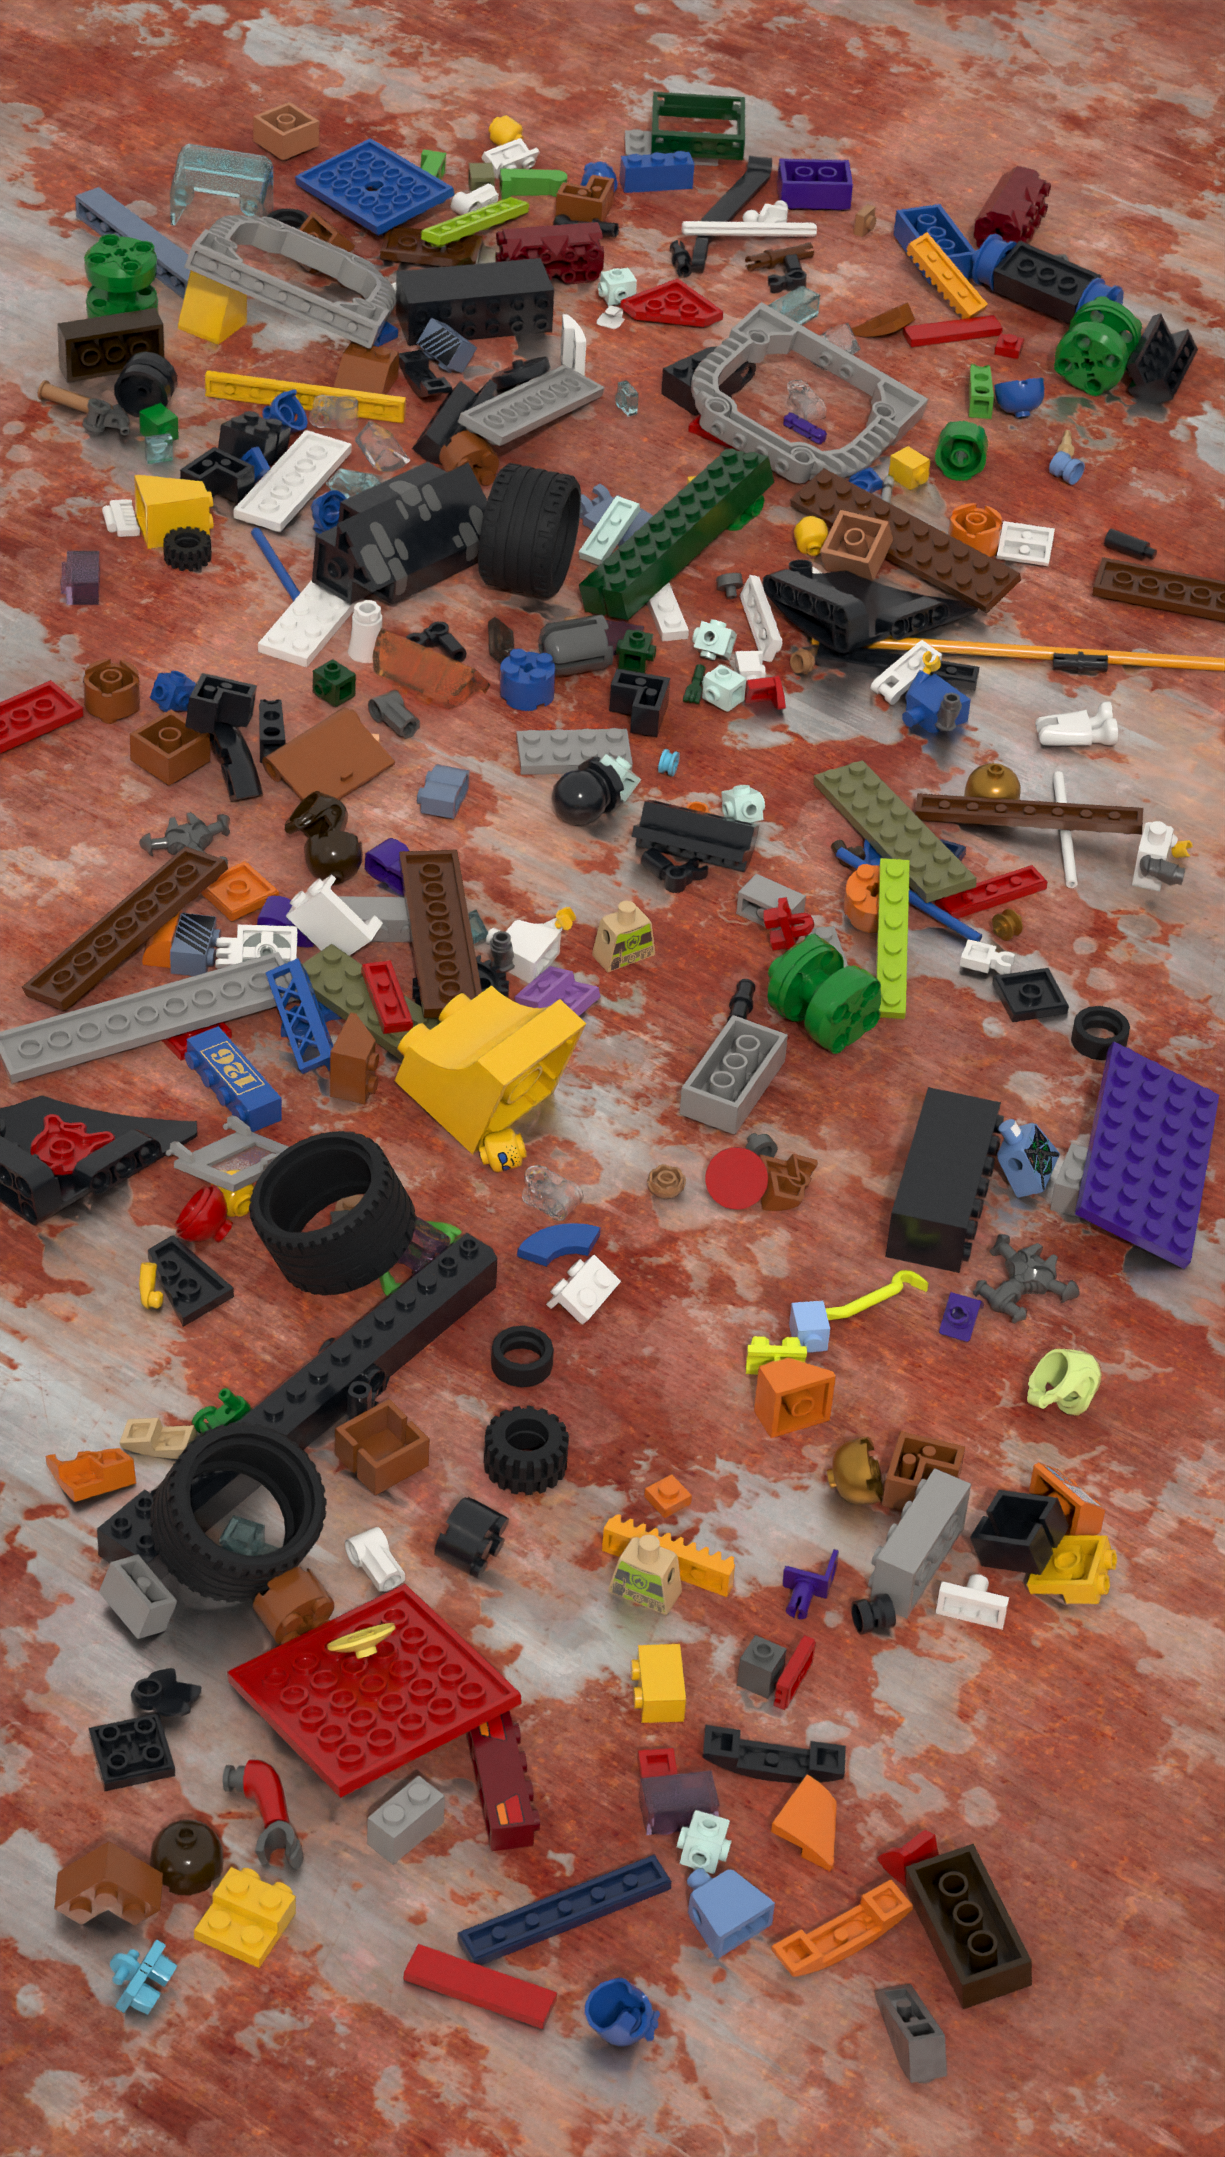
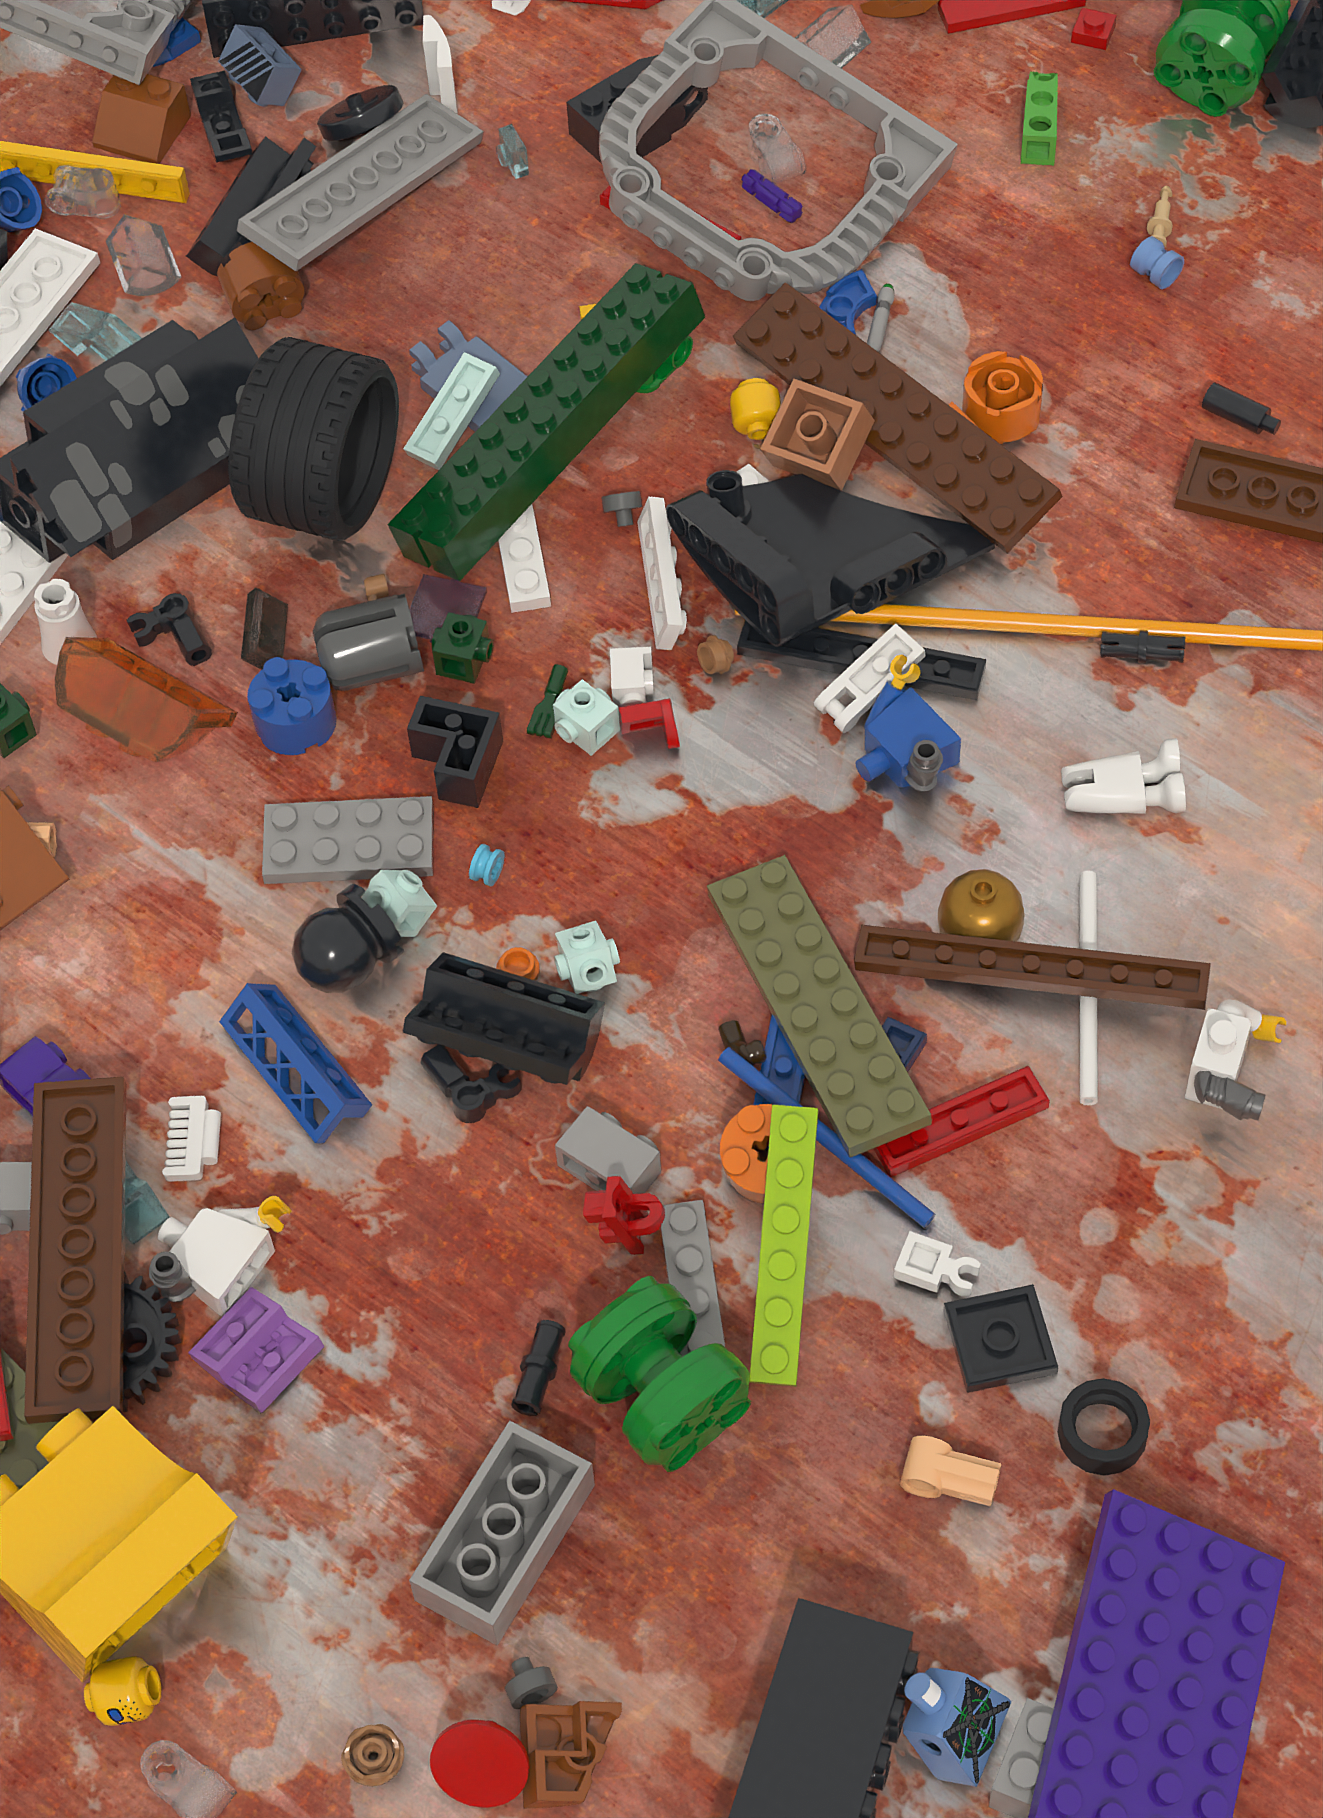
camera: 10 degrees right, 15 degrees up
(392, 710) = (82, 768): dark grey piece -> none
(443, 791) = (138, 930): sand blue brick -> none
(496, 896) = (201, 1140): none -> white piece
(565, 852) = (304, 1050): none -> blue fence
(623, 938) = (367, 1240): tan torso -> none
(714, 640) = (583, 621): light aqua brick -> none
(909, 468) = (918, 271): yellow brick -> none
(961, 450) = (998, 239): green brick -> none
(999, 1051) = (936, 1470): none -> light nougat piece
(1007, 924) = (975, 1196): pearl gold wheel -> none
(1020, 396) = (1098, 130): blue cylinder -> none
(1025, 543) = (1081, 411): white slope -> none

